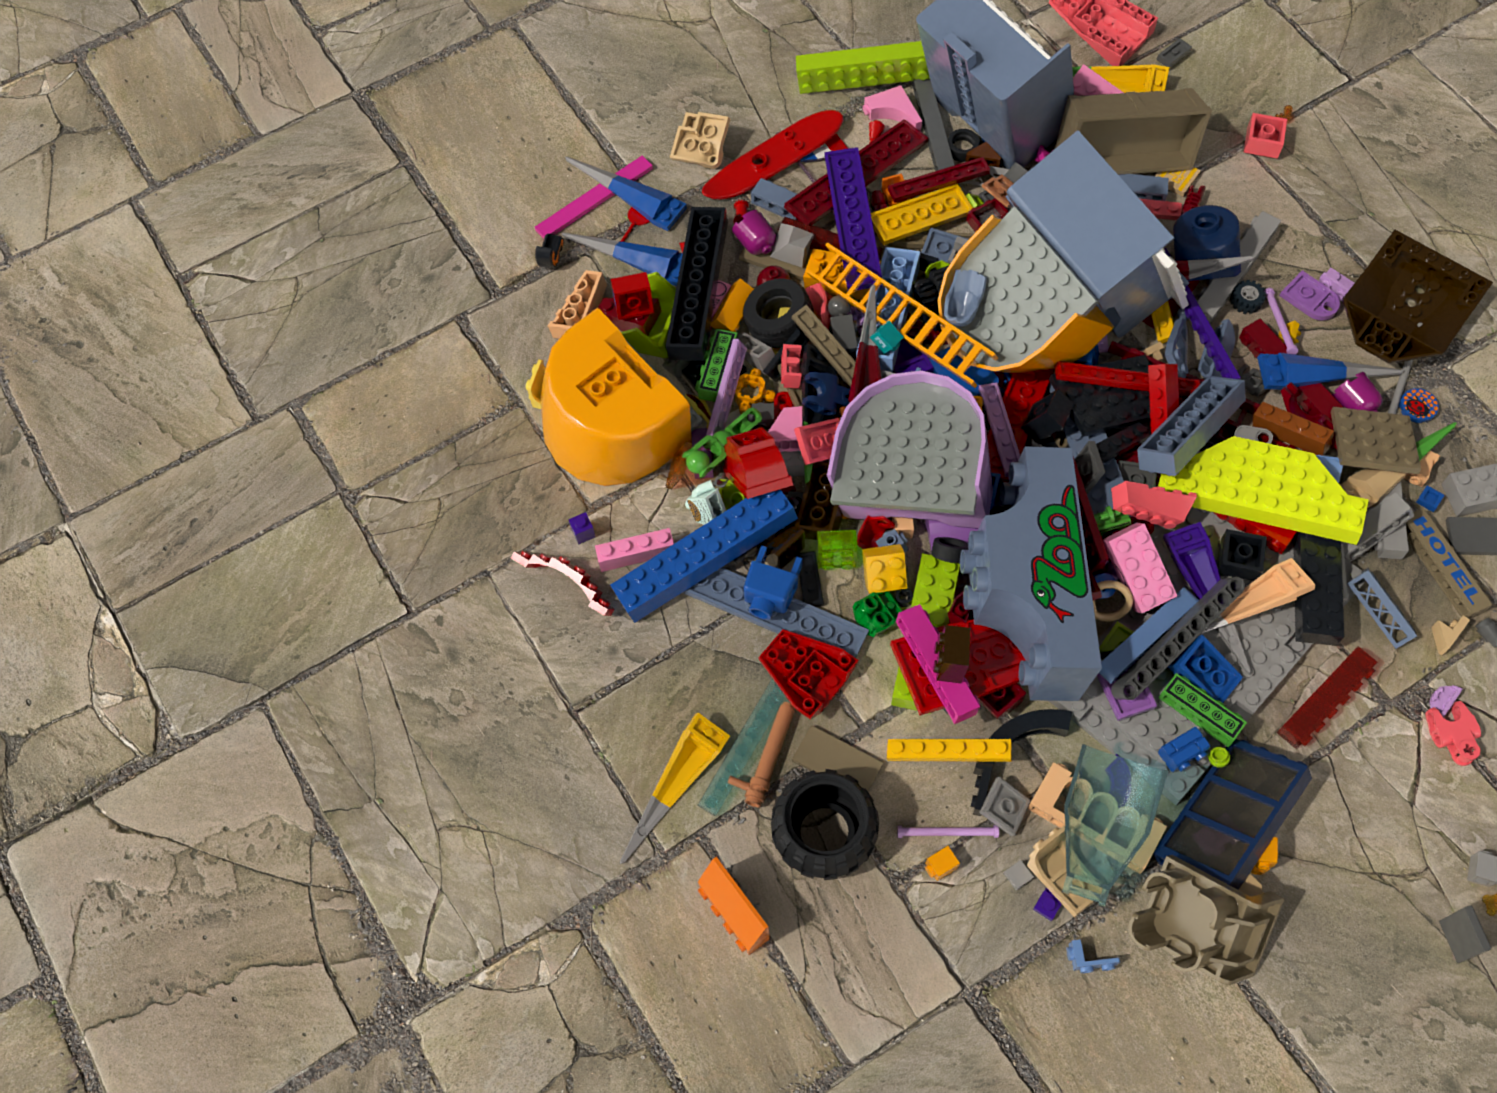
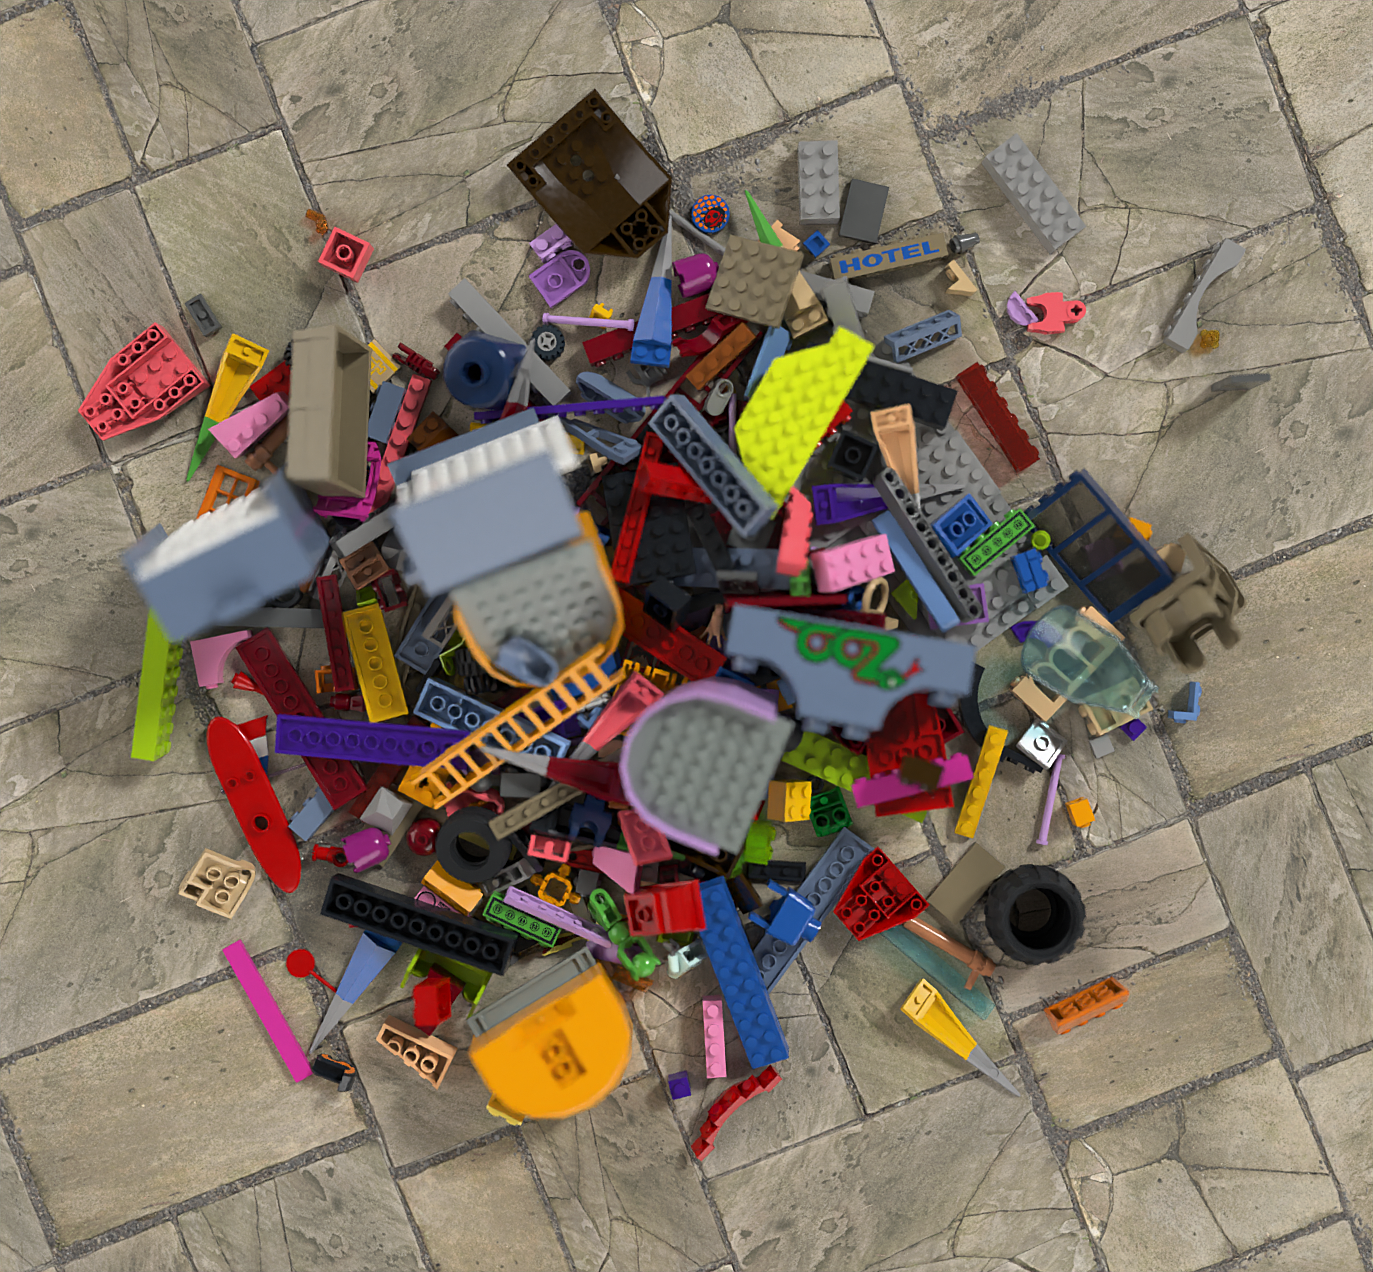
camera: 85 degrees left, 25 degrees up
(653, 204) = (290, 950): blue plate -> none
(887, 337) = (545, 746): teal brick -> none
(999, 425) = (669, 650): lavender tile -> none

